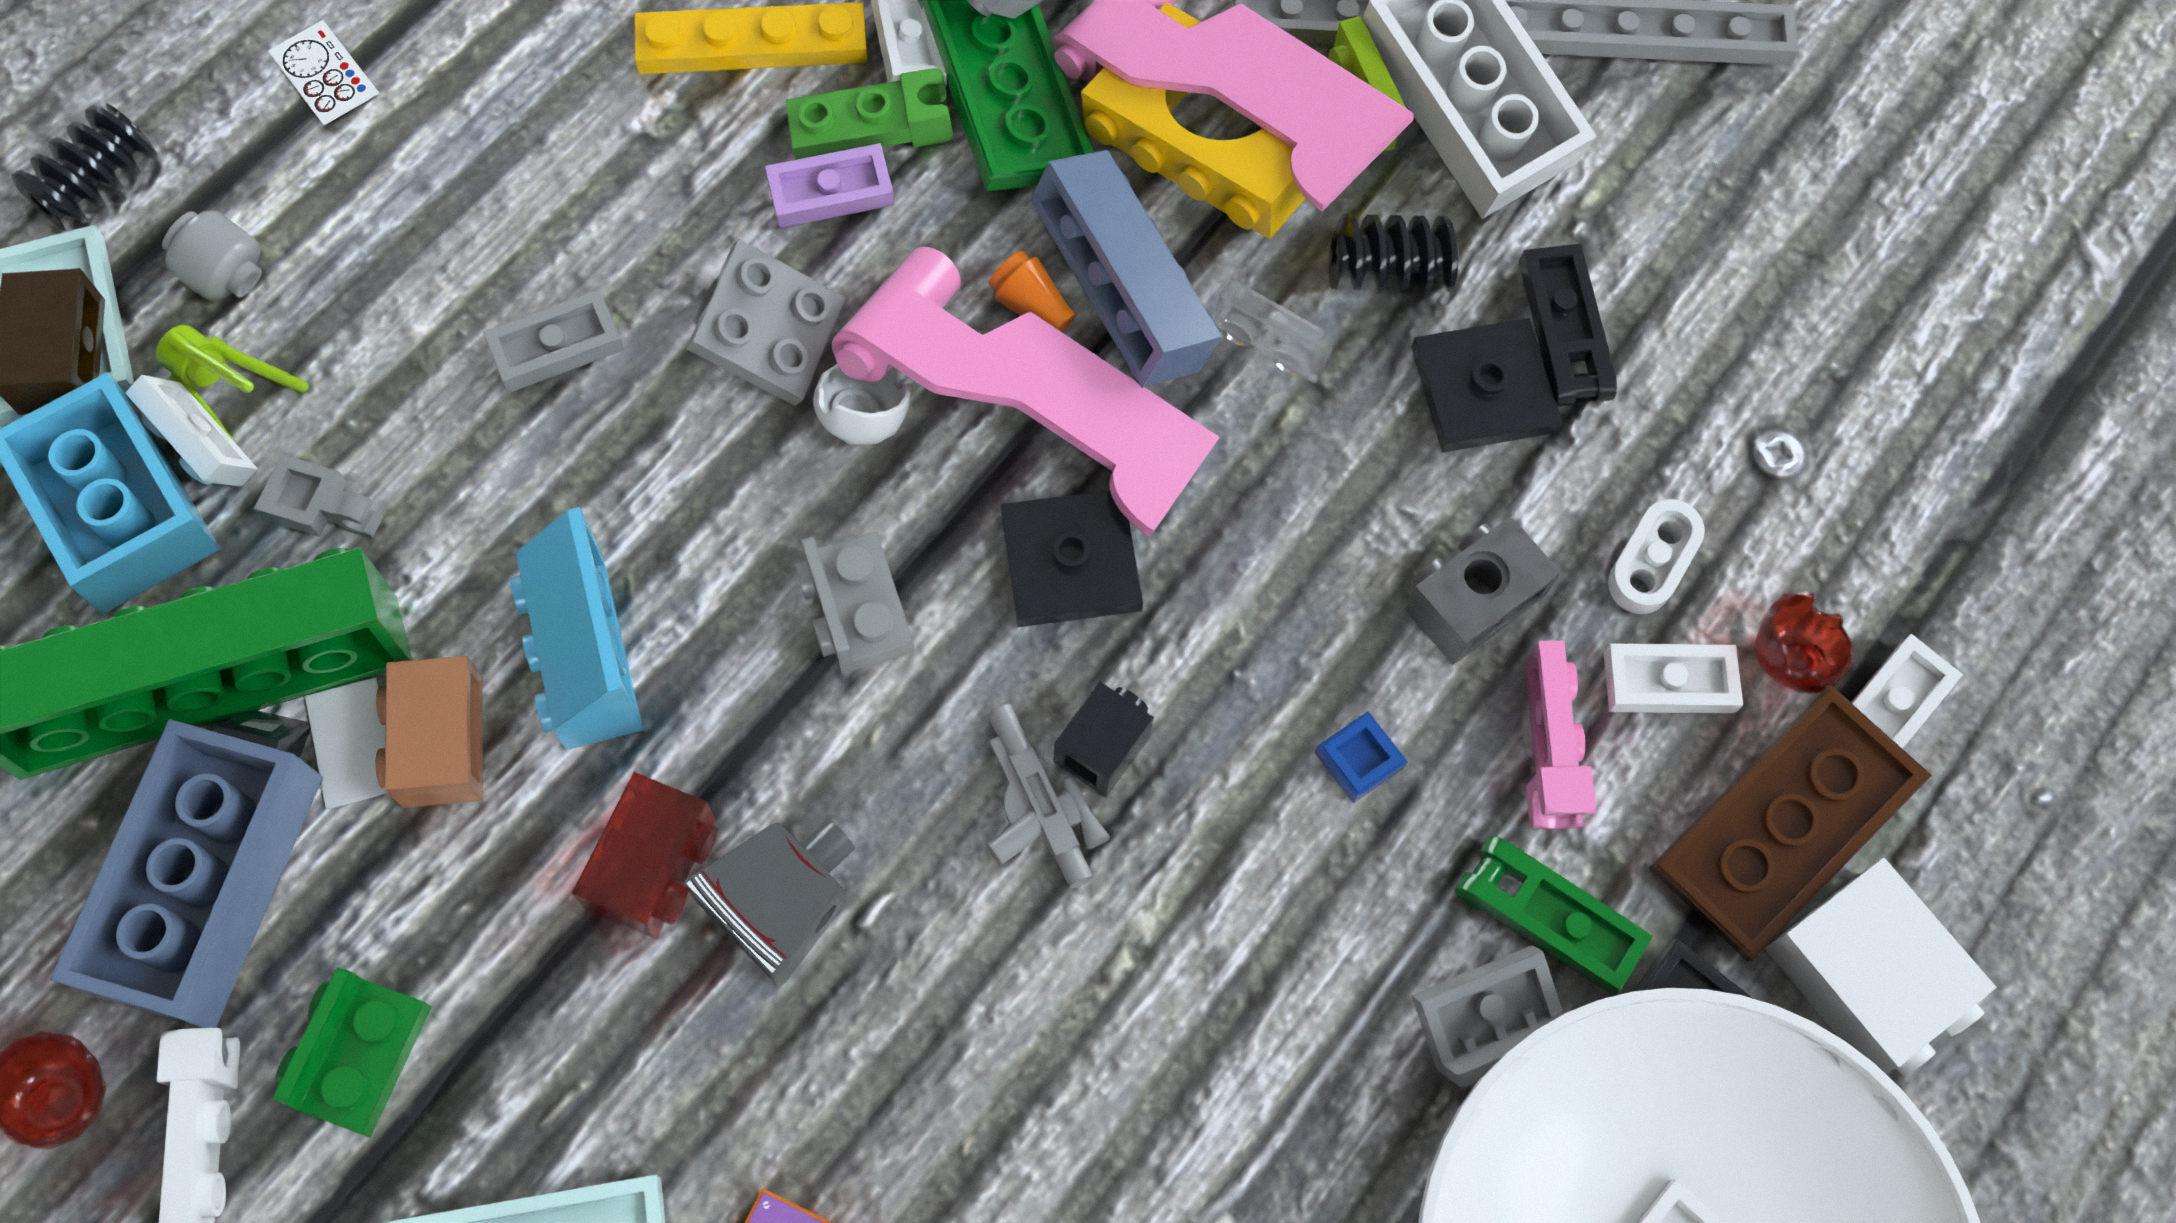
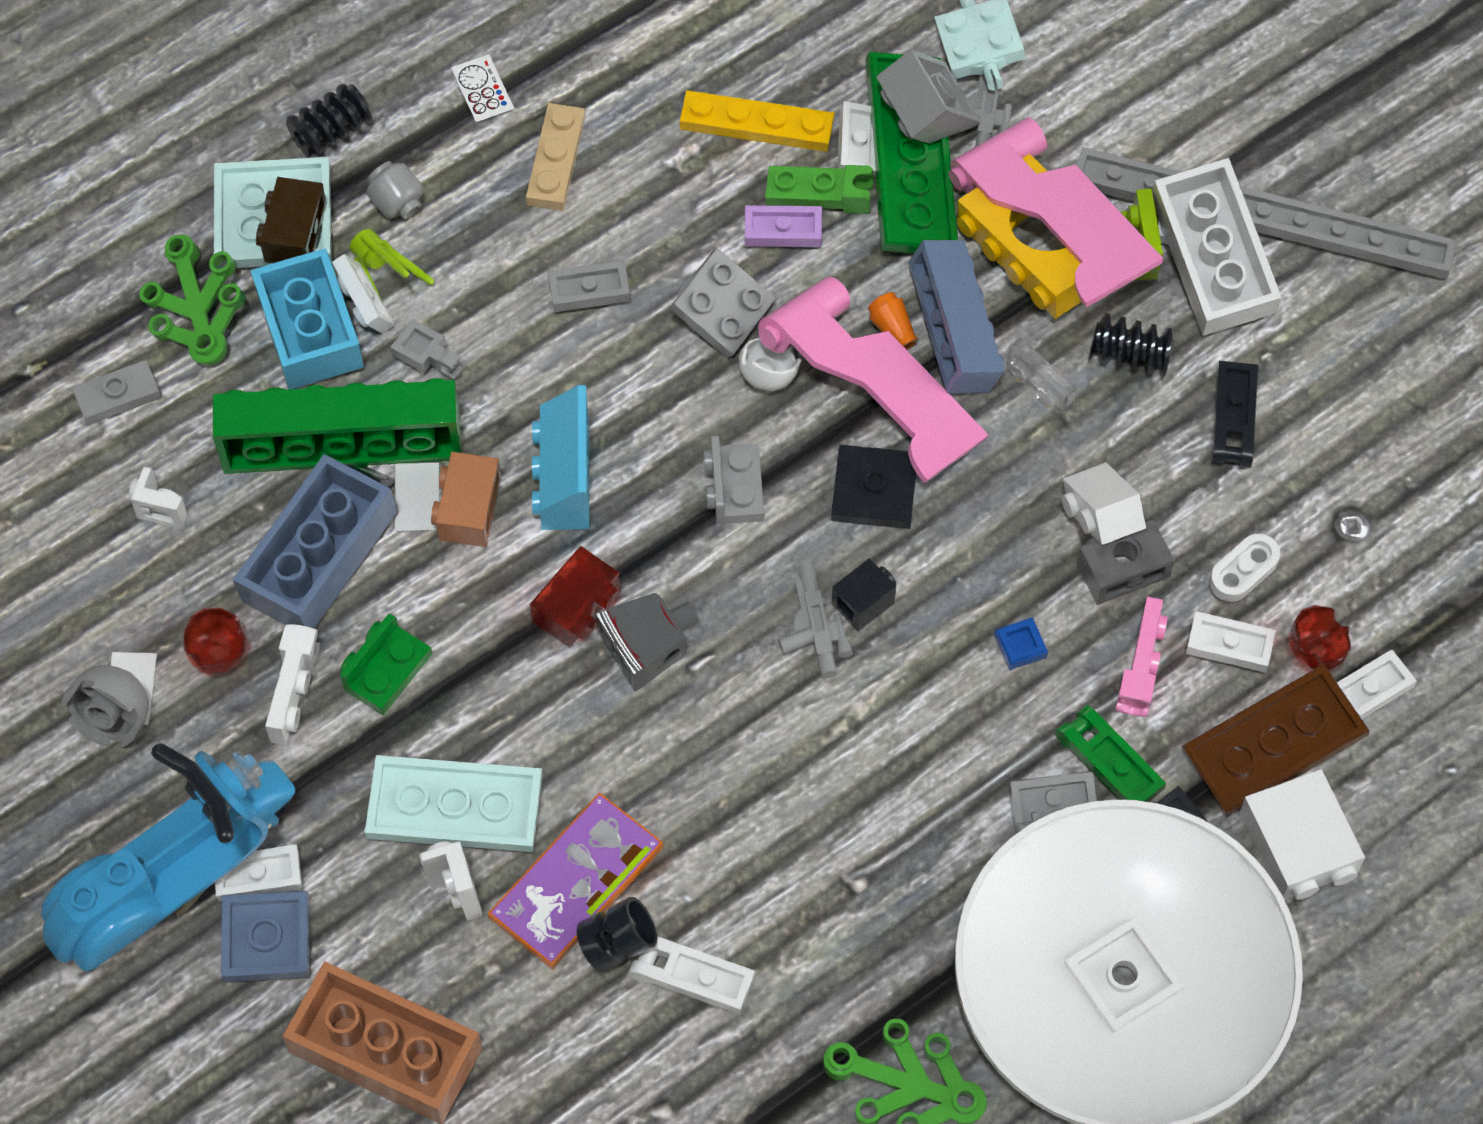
camera: 20 degrees right, 5 degrees down
(458, 153) = (555, 157): none -> tan plate
(1430, 508) = (1103, 503): none -> white brick
(1486, 385) = (1170, 440): black plate -> none

